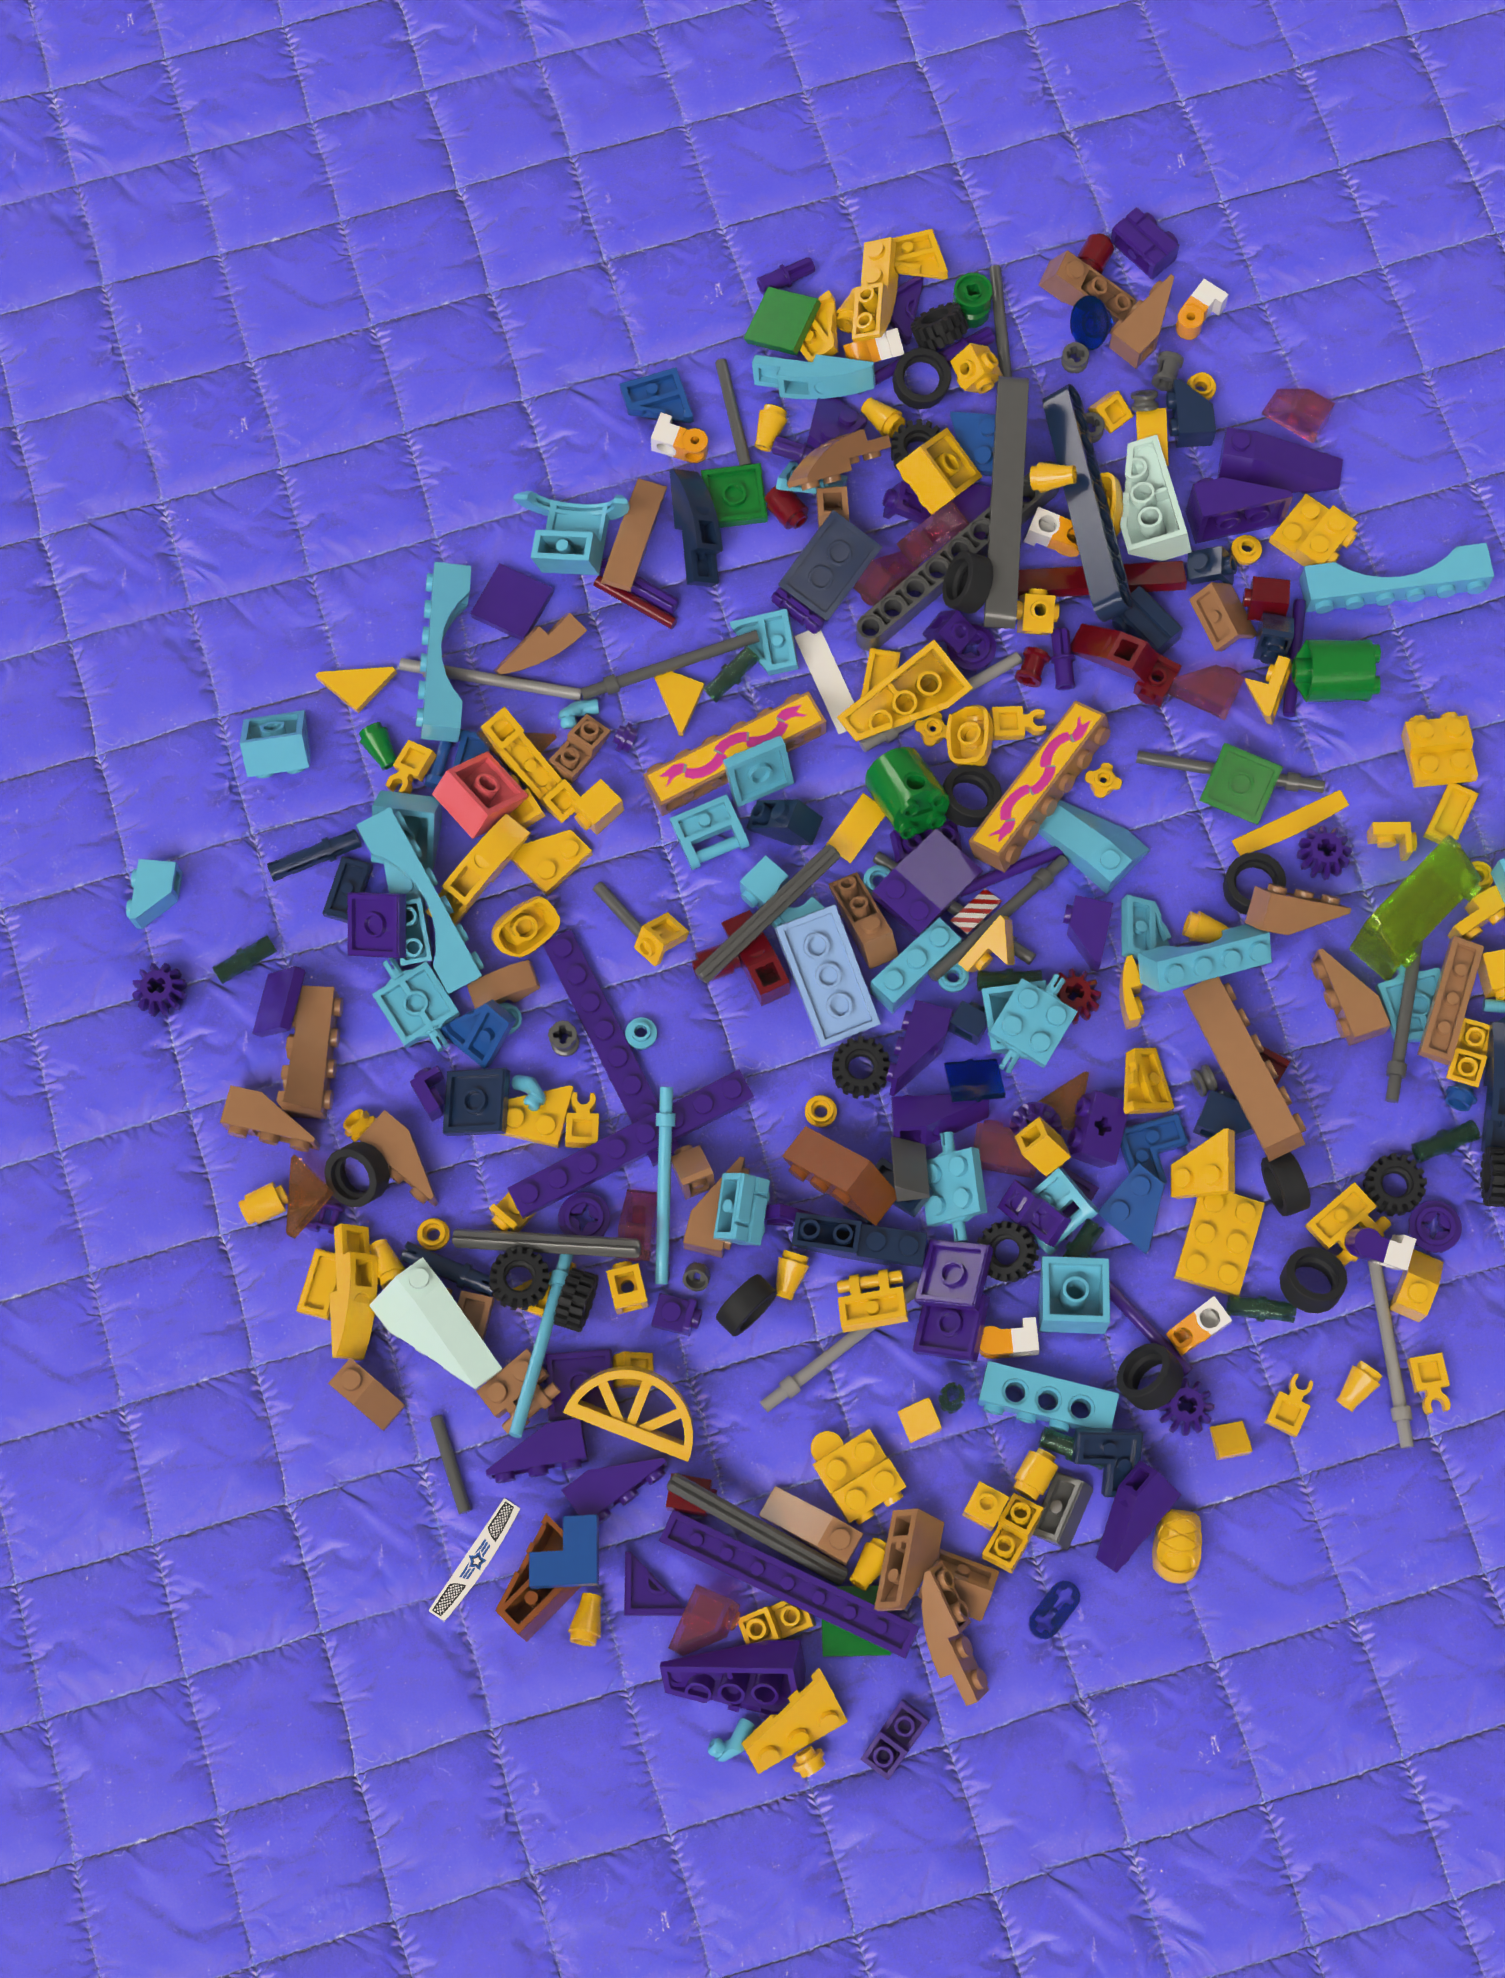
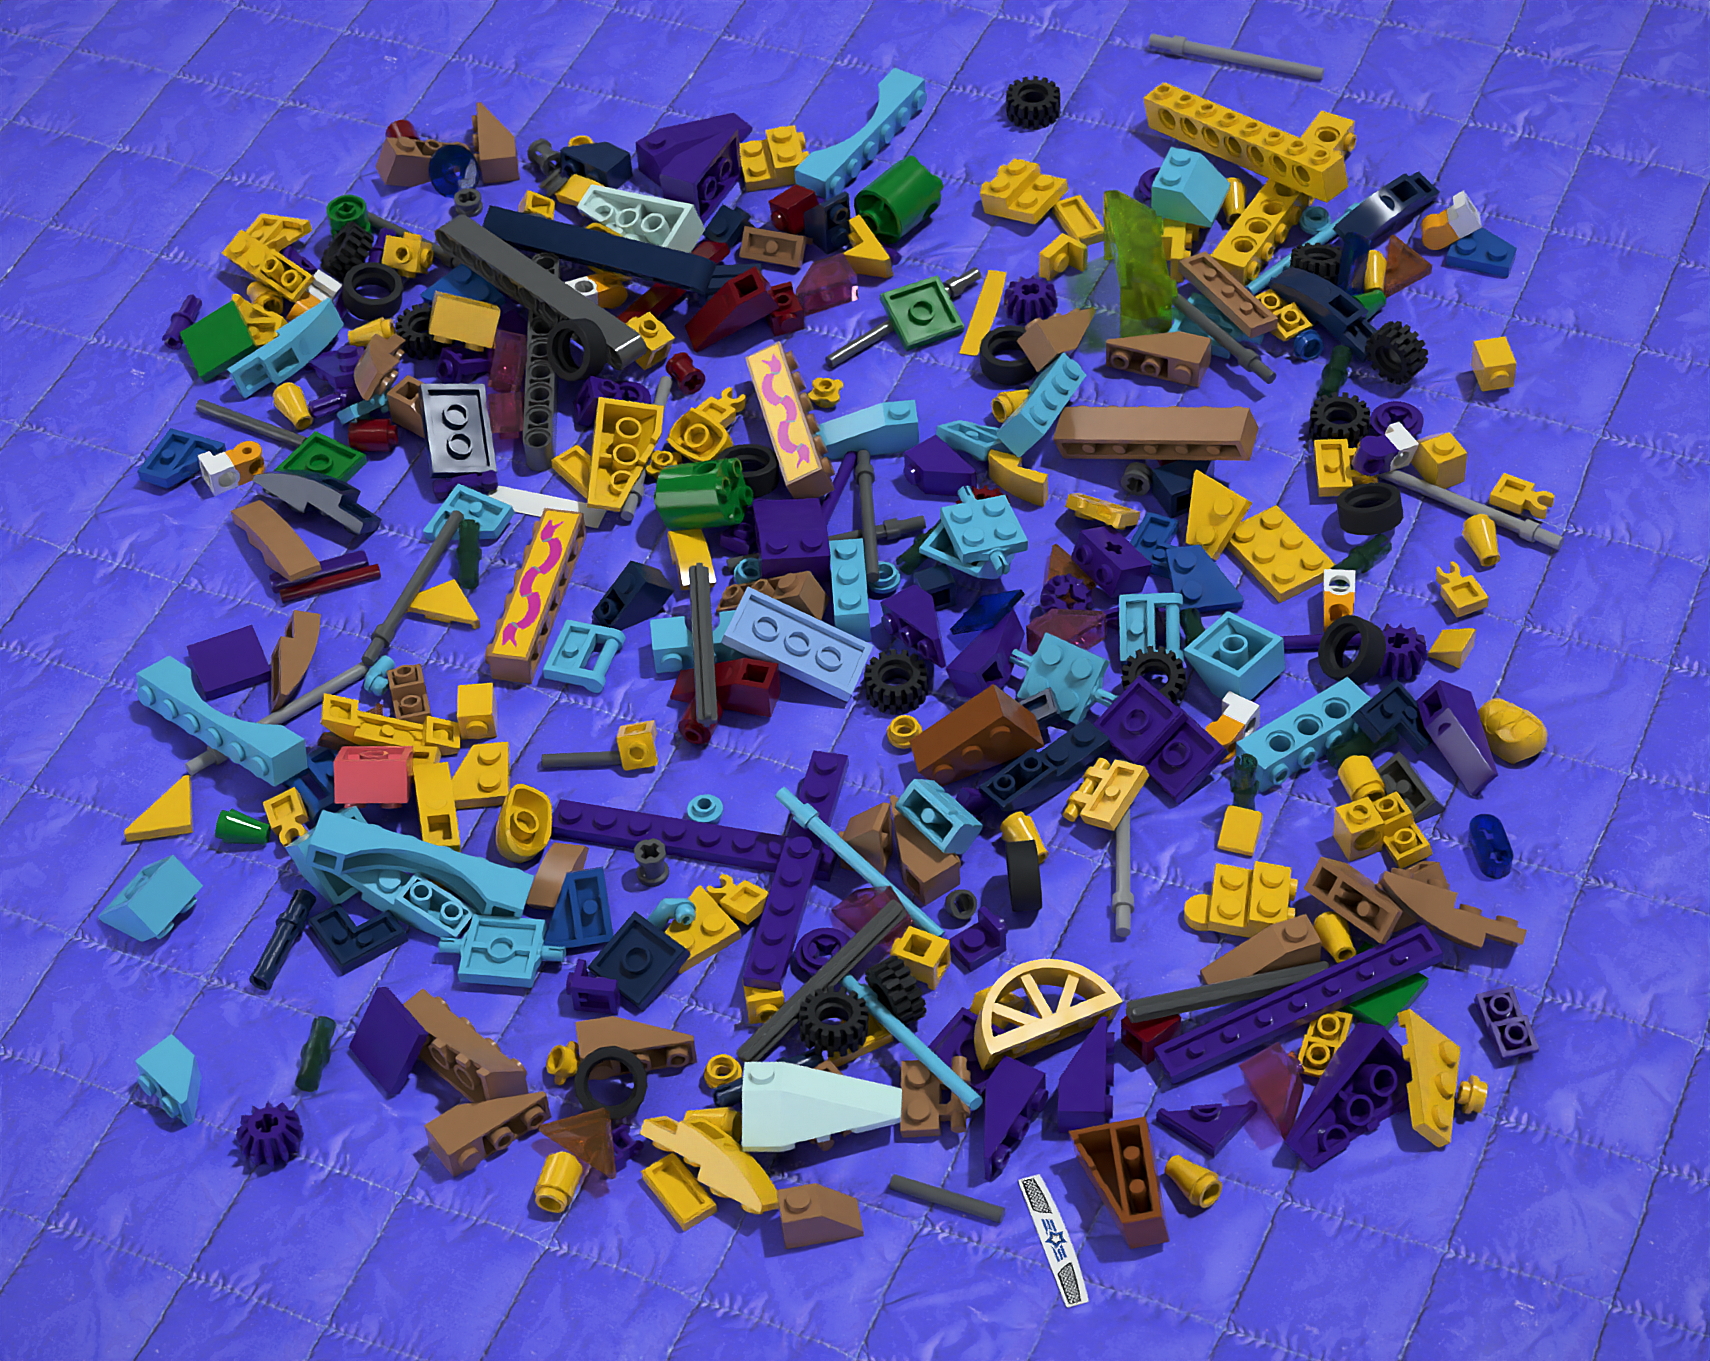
camera: 50 degrees left, 25 degrees down
(377, 924) = (402, 922): dark purple tile -> none
(572, 534) = (228, 579): medium azure piece -> none
(576, 1563) = (1137, 1128): blue tile -> none
(625, 737) = (438, 657): dark purple plate -> none
(728, 1749) = (1407, 1151): medium azure arm -> none
(758, 771) = (574, 578): medium azure plate -> none
(909, 1169) = (1029, 693): dark grey slope -> none
(976, 911) = (845, 527): sticker -> none
(996, 940) = (889, 523): yellow slope -> none
(1034, 1213) = (1129, 637): dark purple slope -> none
(1042, 1146) = (1091, 590): yellow brick -> none
(1051, 476) = (553, 251): yellow cone -> none
(1062, 659) = (701, 353): dark purple axle -> none
(1145, 242) = (432, 108): dark purple brick -> none
(1198, 307) = (521, 111): leg -> none
(1243, 557) = (742, 199): yellow plate -> none
(1286, 1184) = (1281, 458): black tyre -> none
(1299, 411) = (669, 105): clear pink slope -> none

